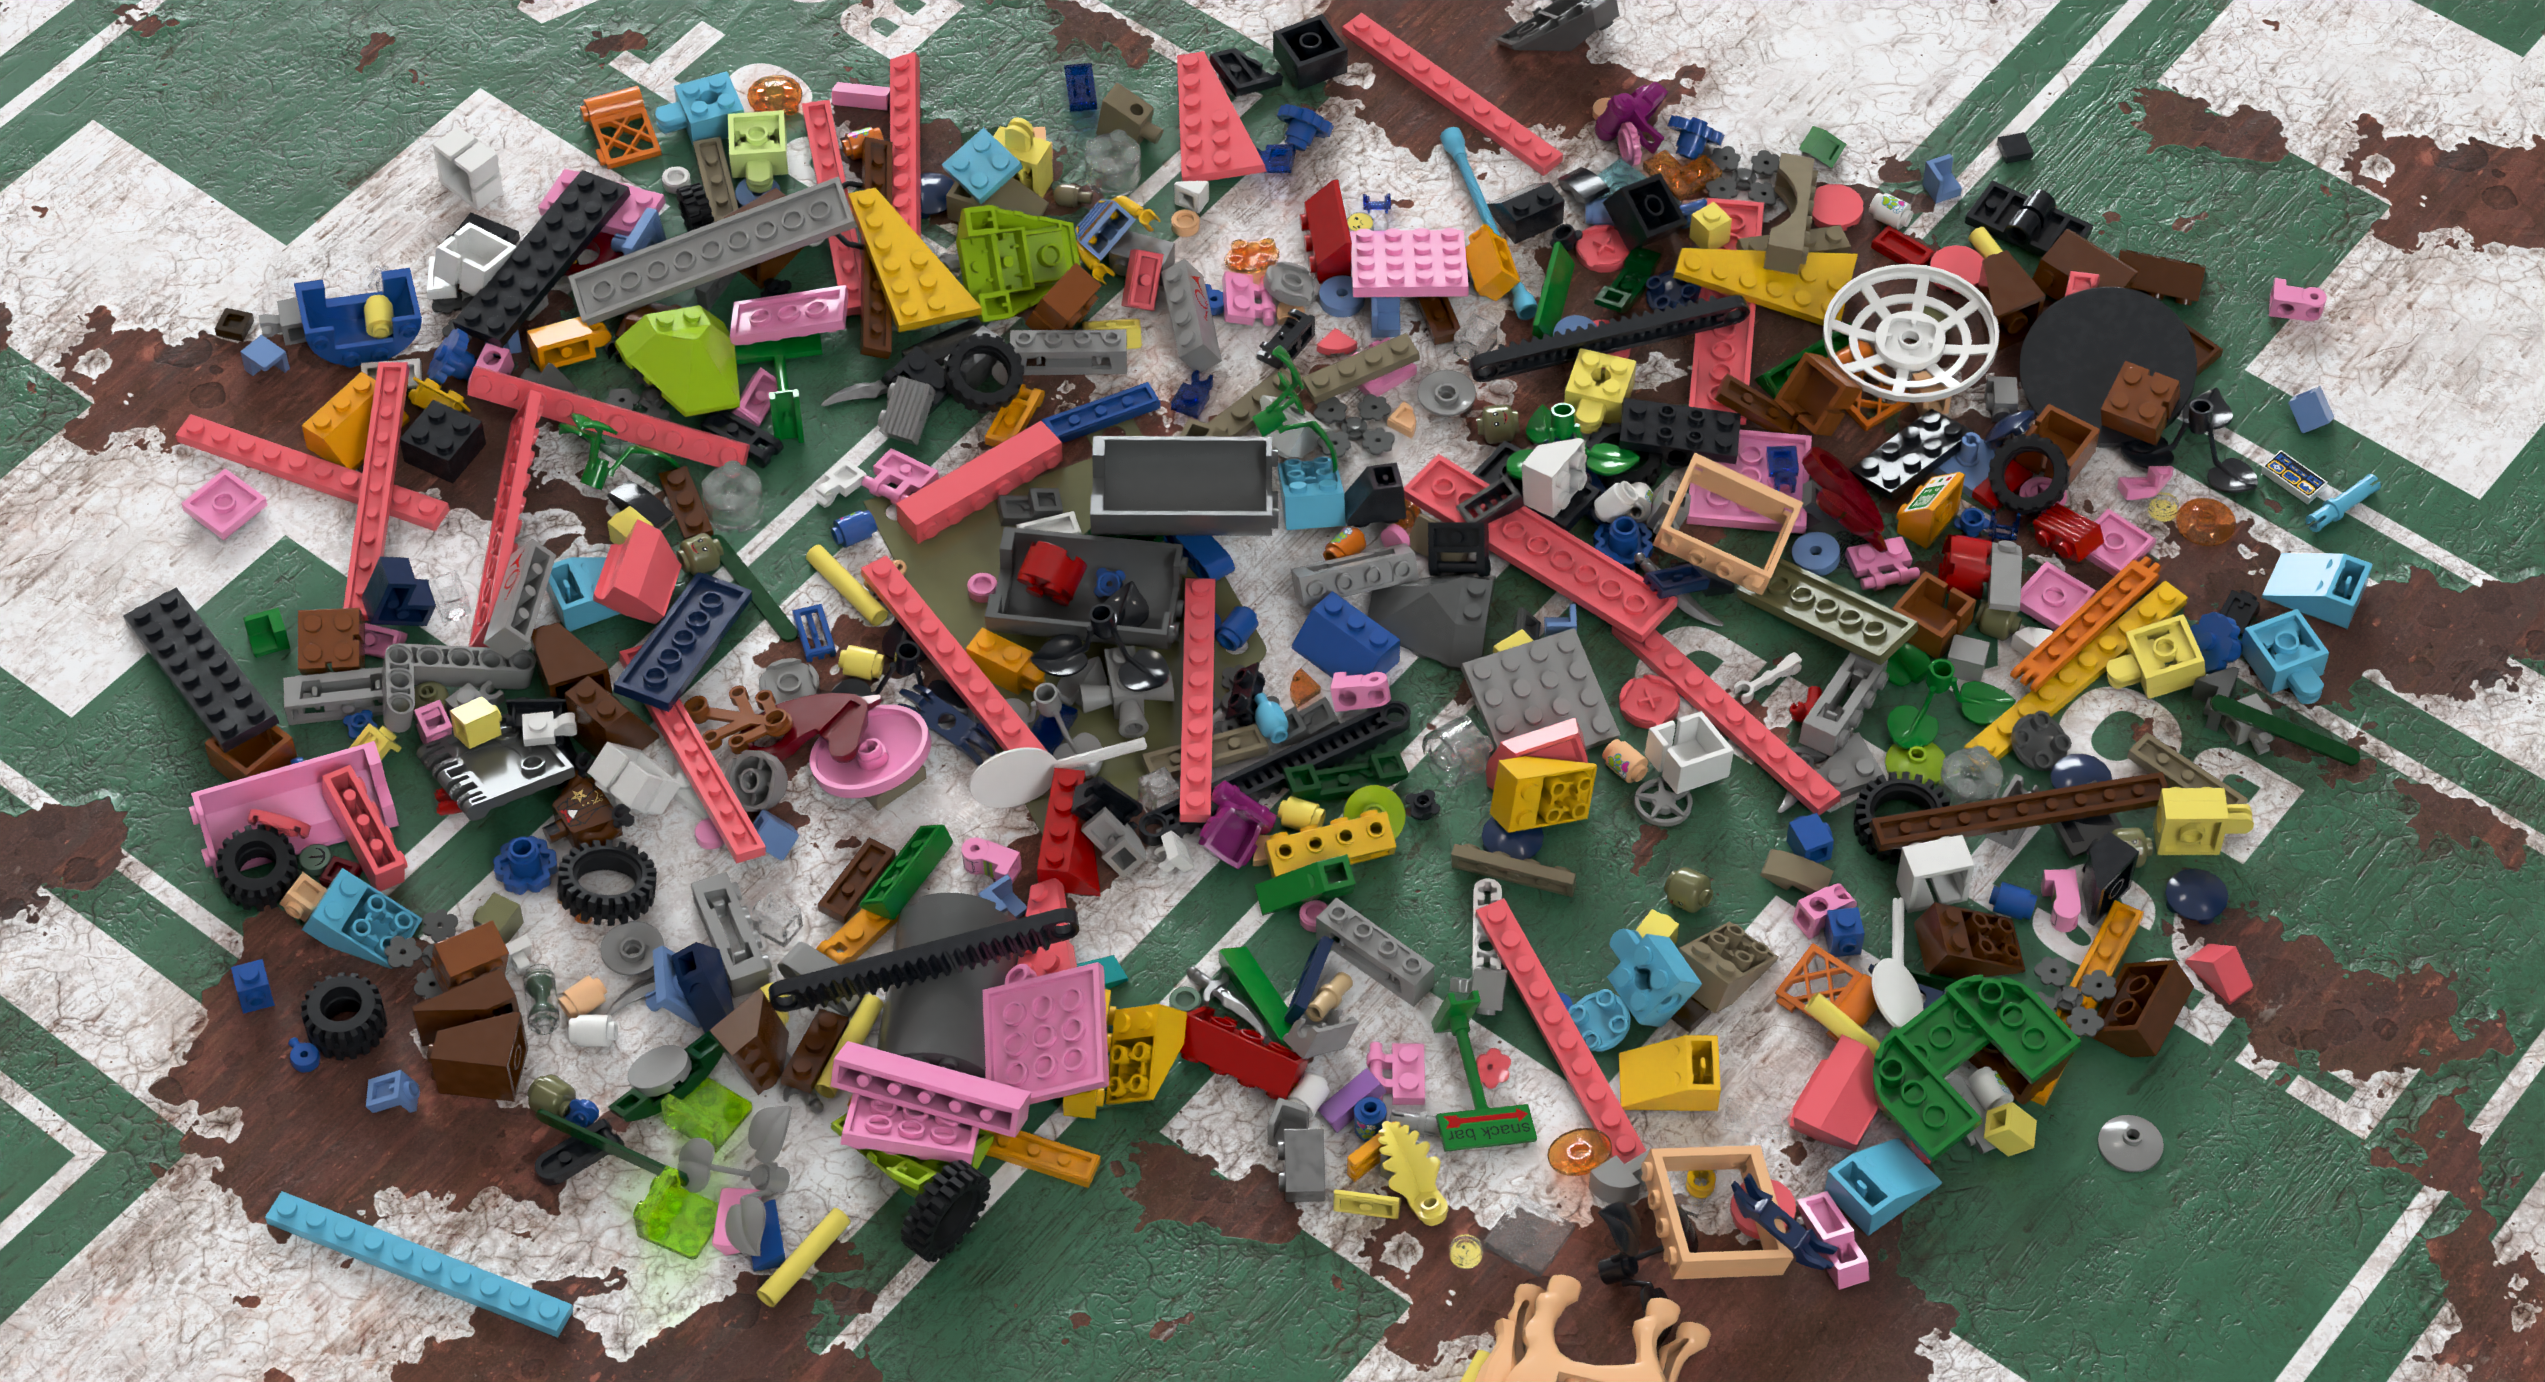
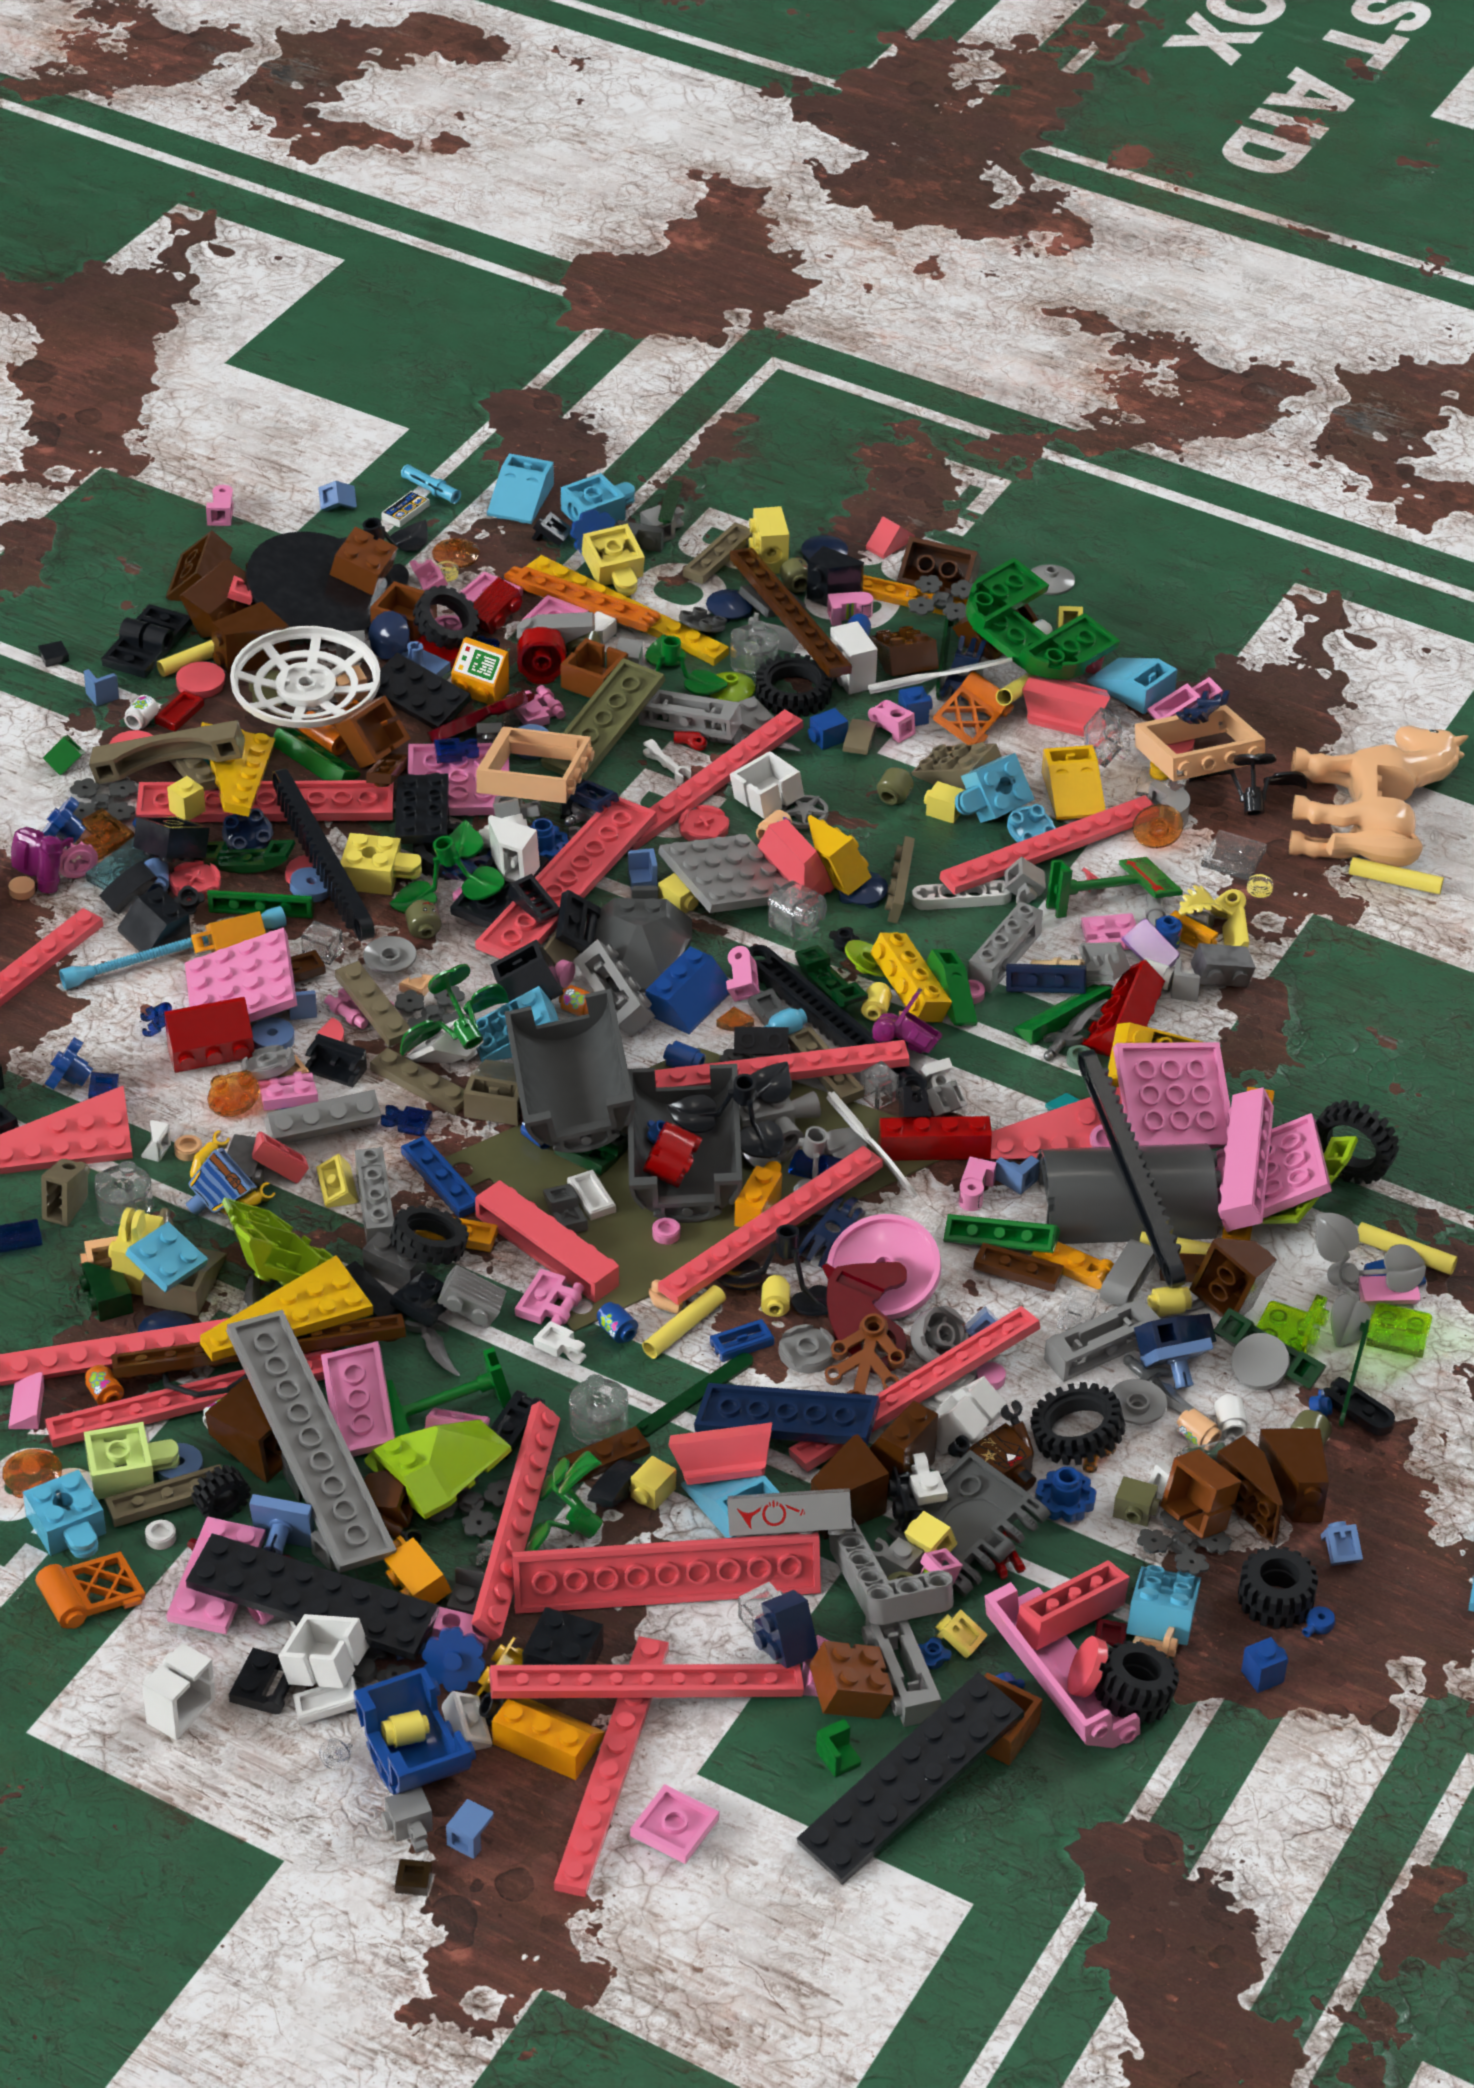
camera: 100 degrees left, 10 degrees down
(700, 554) = (672, 1420): olive head -> none
(1066, 301) = (324, 1191): dark orange piece -> none

